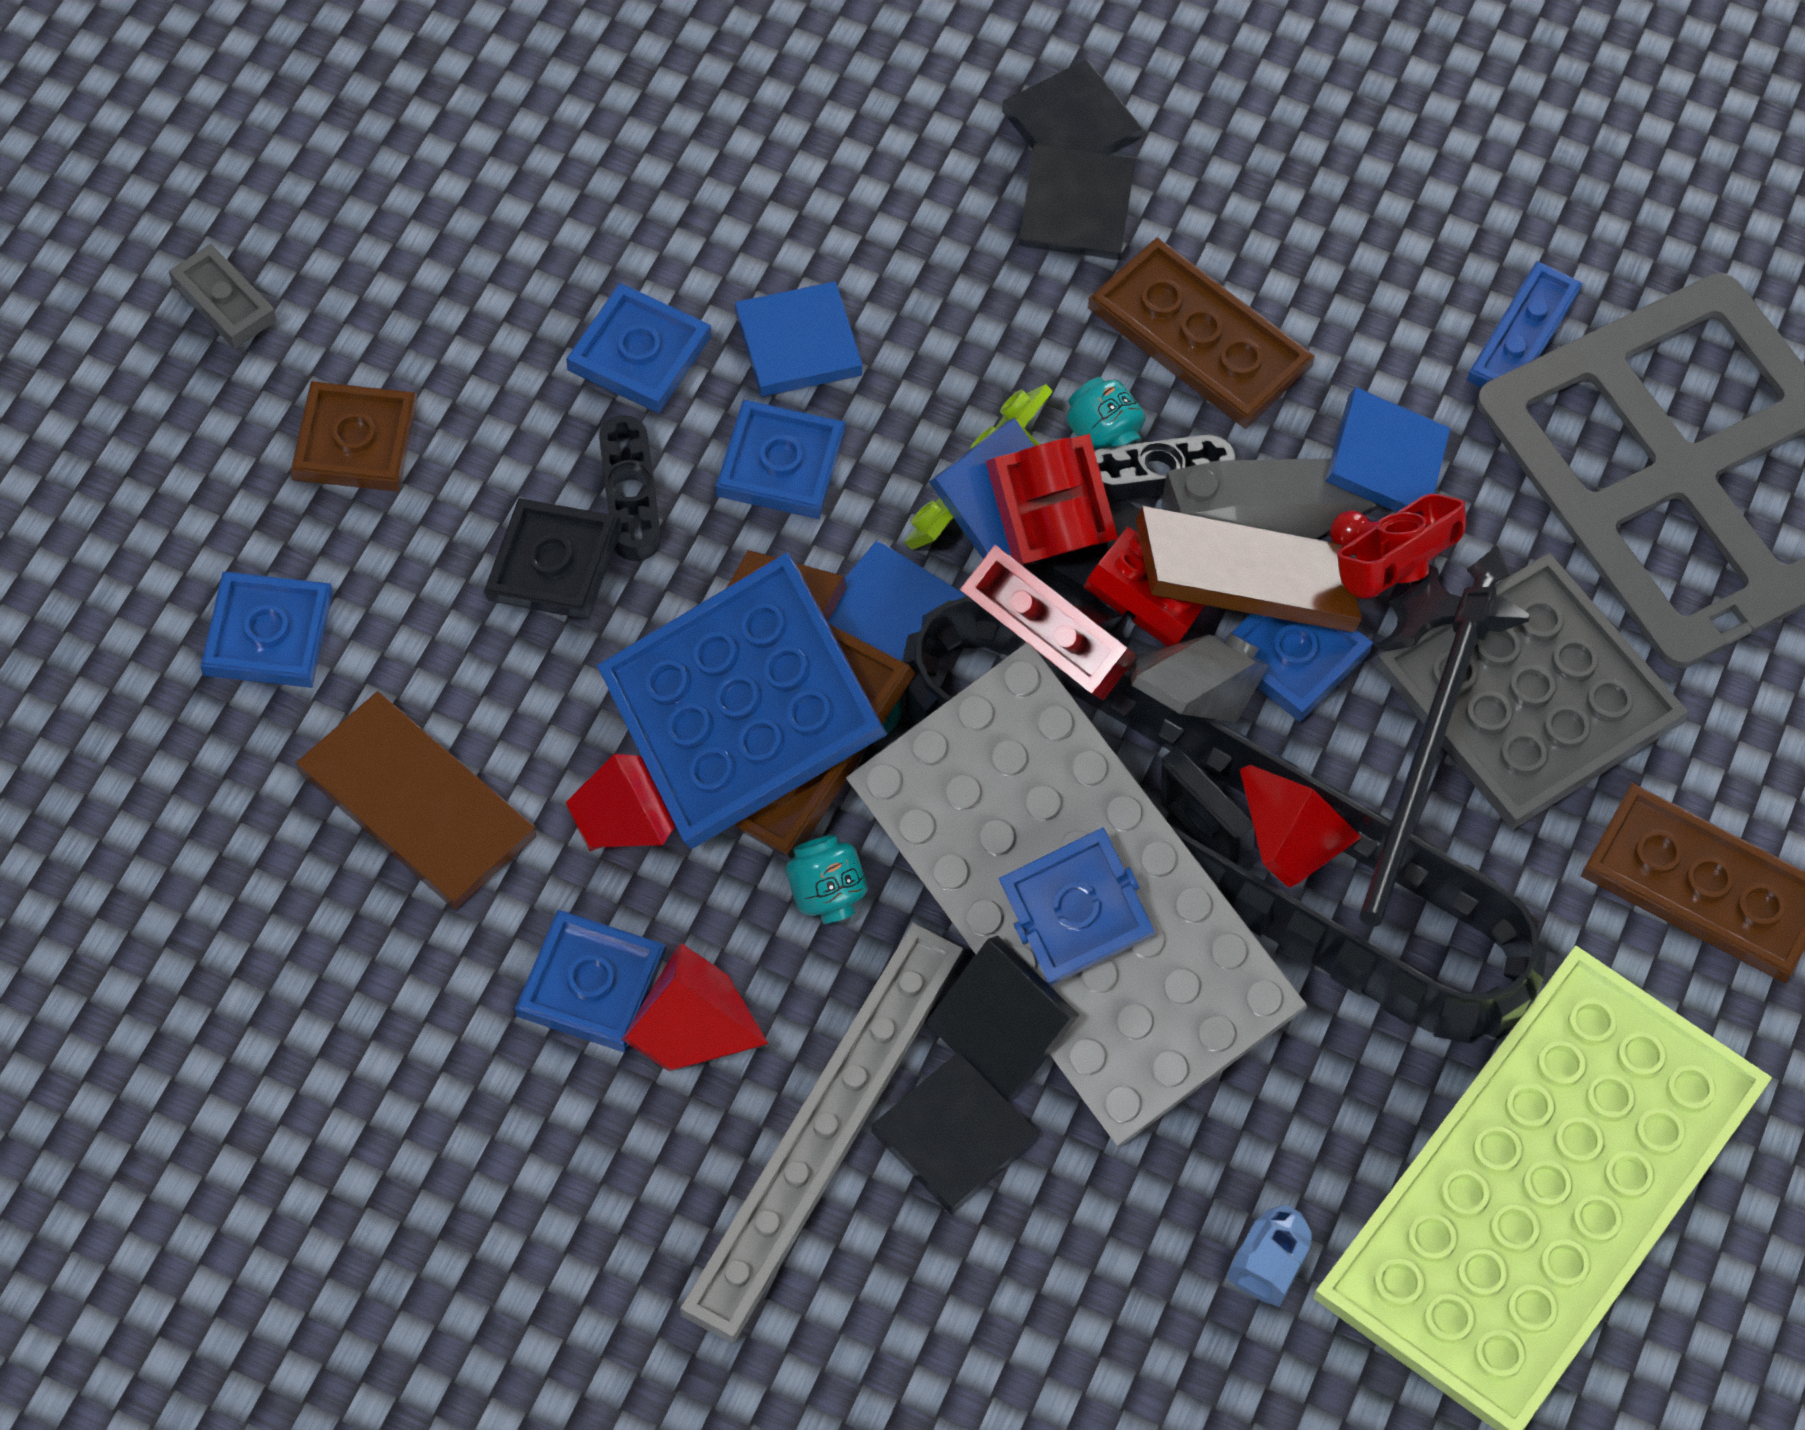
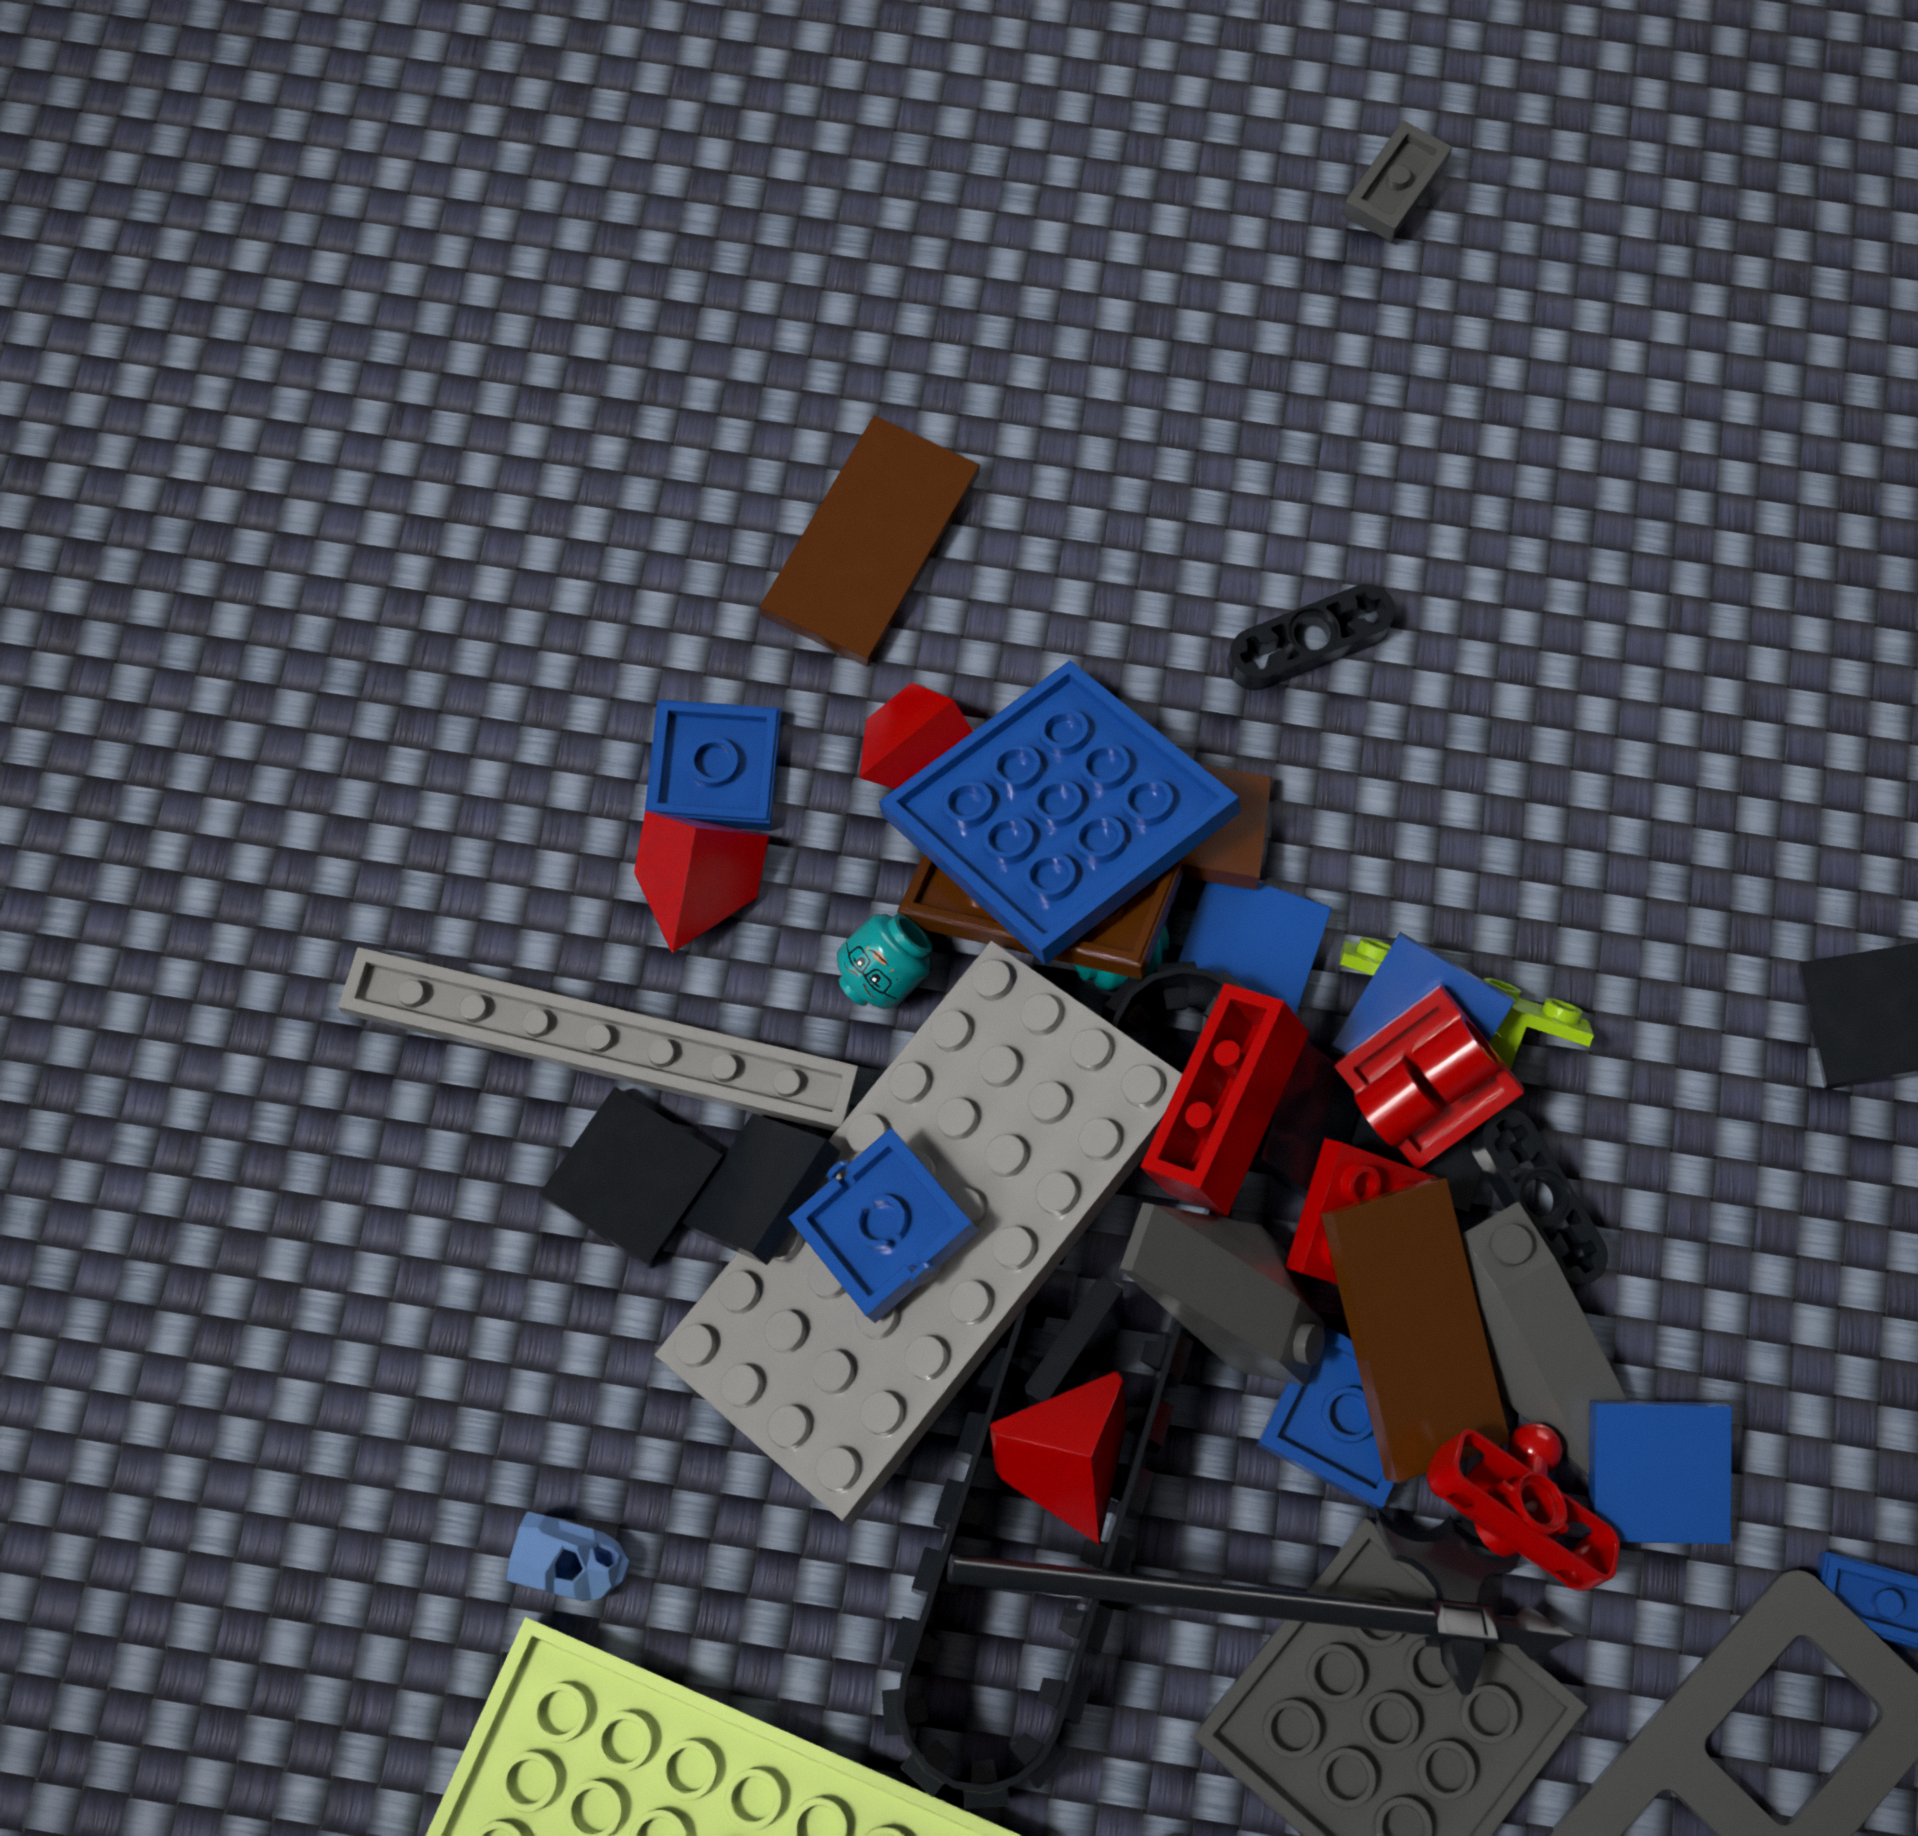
camera: 75 degrees right, 10 degrees up
(267, 629) = (1023, 346): blue tile -> none
(354, 436) = (1279, 356): reddish brown tile -> none
(553, 558) = (1191, 584): black tile -> none
(639, 347) = (1489, 595): blue plate -> none
(780, 459) = (1405, 782): blue tile -> none
(798, 339) = (1569, 758): blue tile -> none
(1106, 413) = (1583, 1118): teal head -> none
(1201, 332) = (1756, 1208): reddish brown tile -> none

